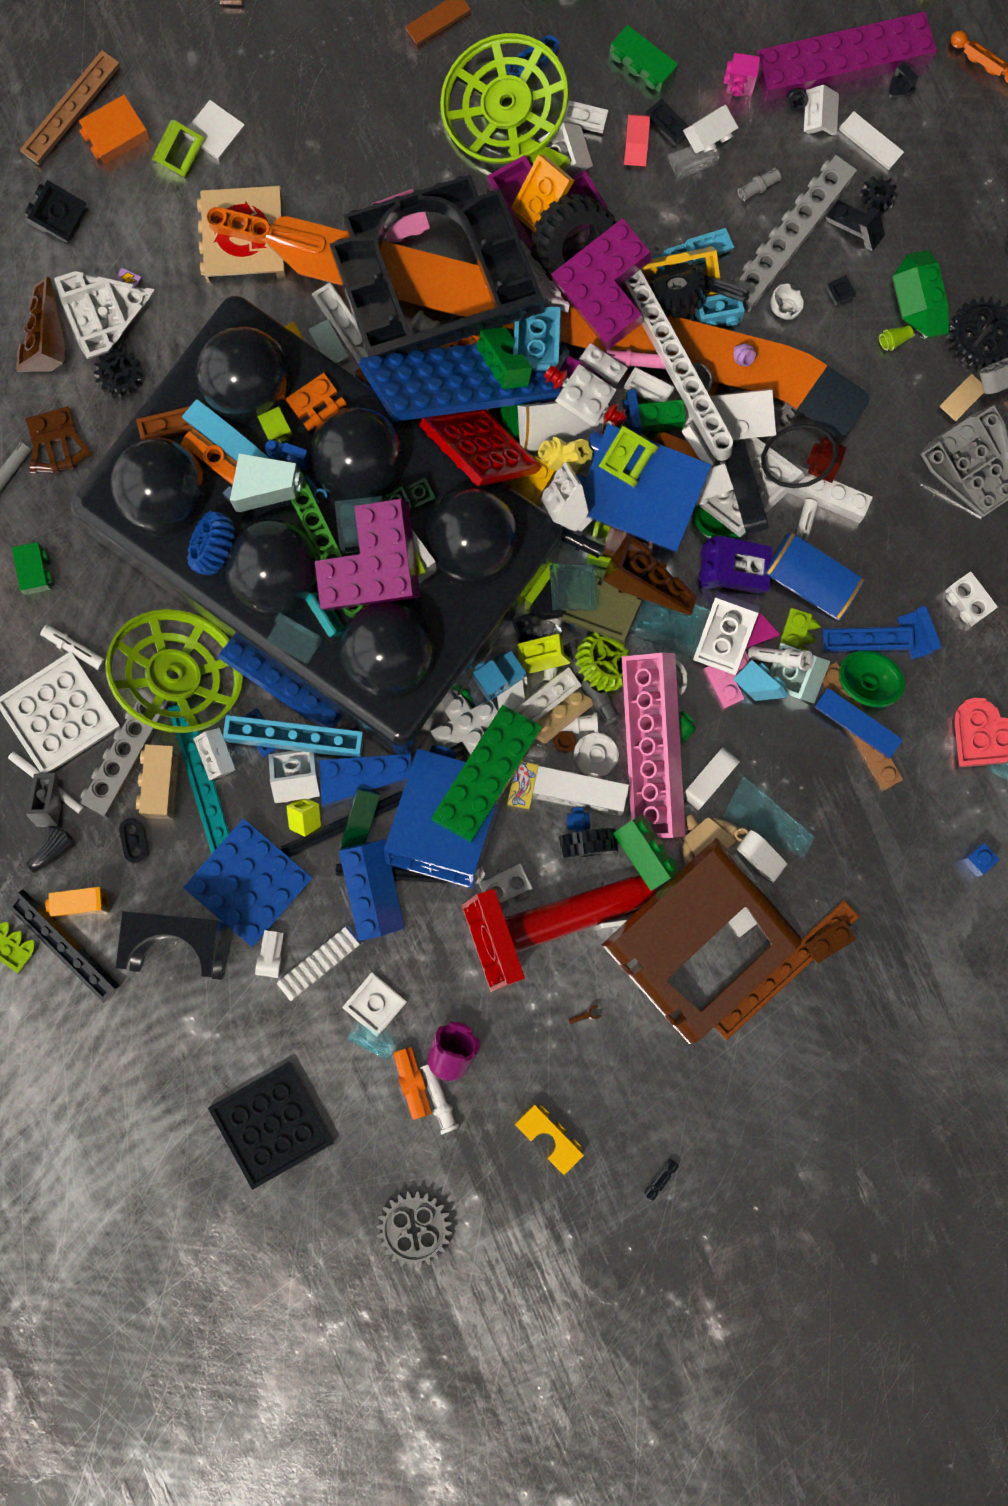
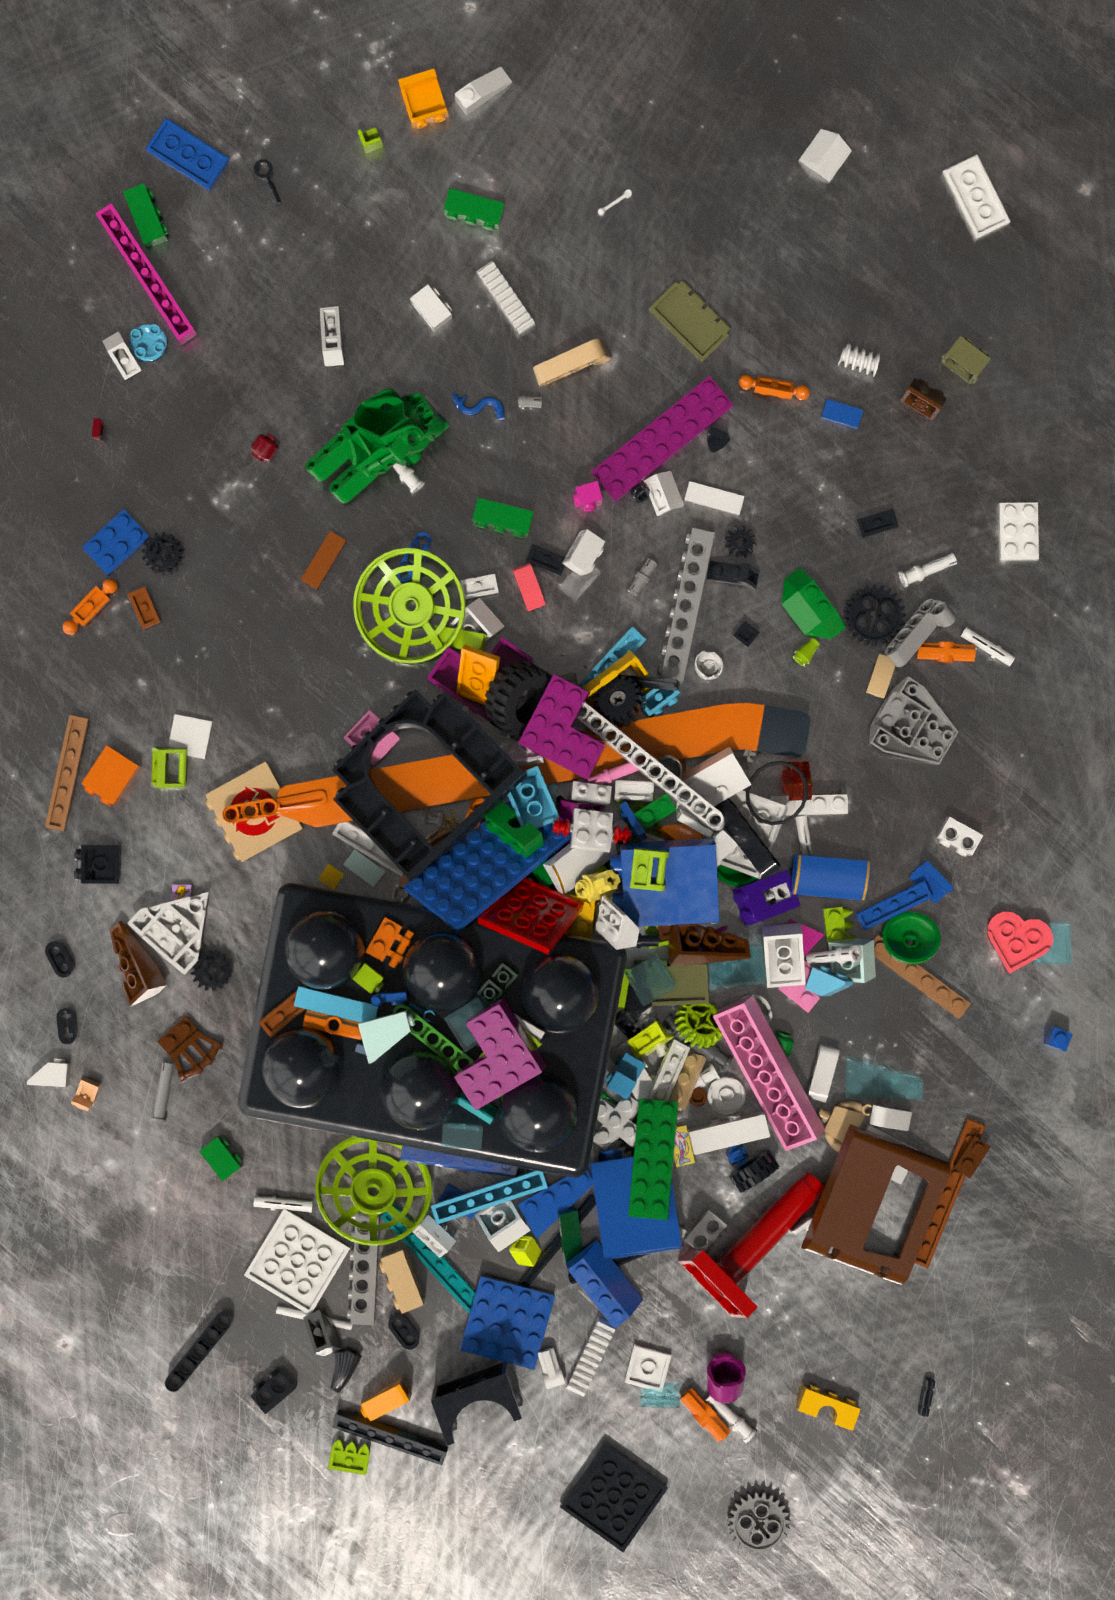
camera: 25 degrees left, 5 degrees up
(210, 543) = (365, 1095): blue gear -> none
(584, 1016) = (811, 1300): reddish brown hand -> none
(646, 852) = (802, 1158): green brick -> none
(744, 355) = (696, 730): lavender plate -> none
(858, 723) = (917, 977): blue tile -> none

